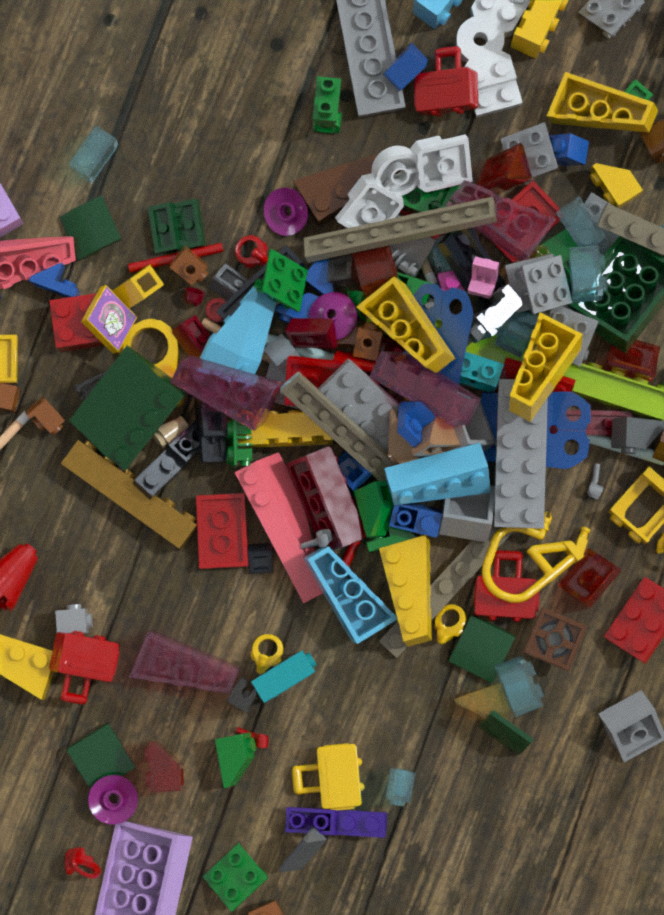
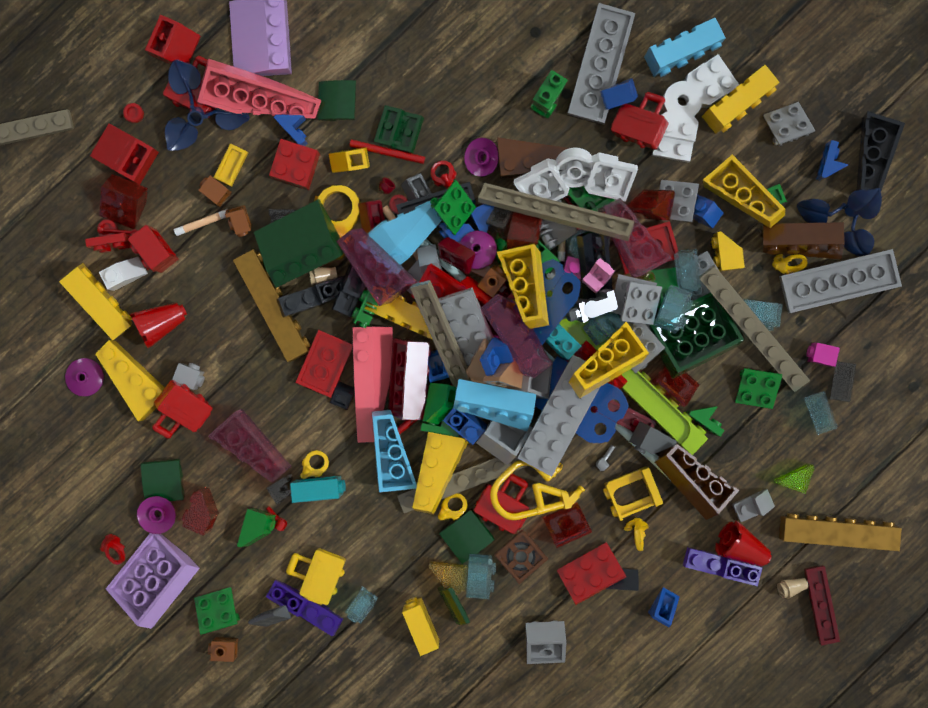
camera: 20 degrees right, 5 degrees up
(93, 154) = (364, 47): clear light blue brick -> none
(109, 319) = (316, 173): tile -> none
(189, 266) = (393, 163): dark orange brick -> none
(323, 538) = (392, 405): light grey hand -> none
(479, 775) = (420, 626): none -> yellow brick

